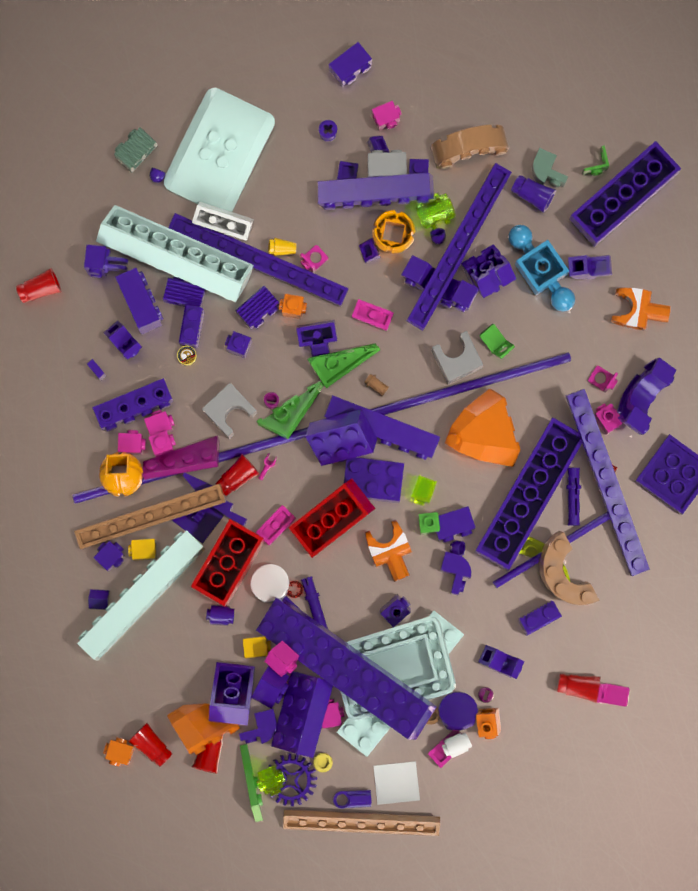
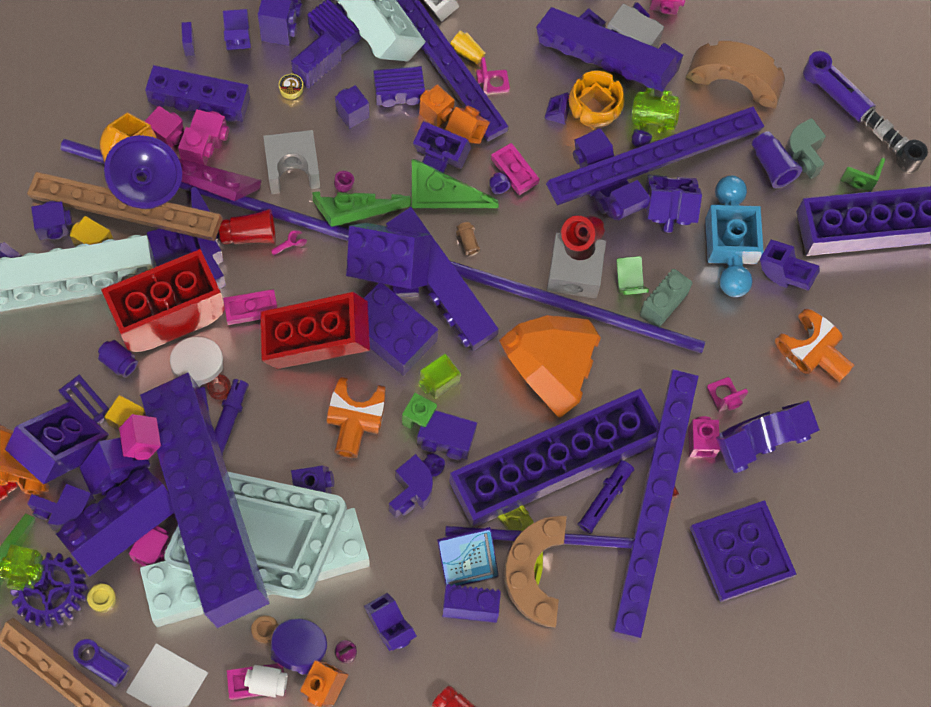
camera: 30 degrees right, 15 degrees down
(160, 481) = (146, 158): none -> dark purple dish
(204, 651) = (98, 418): none -> dark purple tile
(322, 307) = (467, 124): none -> orange brick
(369, 332) = (499, 183): none -> dark purple hinge
(449, 335) = (581, 232): none -> red plant
(519, 592) = (468, 557): none -> piece
(526, 341) = (665, 298): none -> sand green brick
(566, 114) = (862, 109): none -> piece

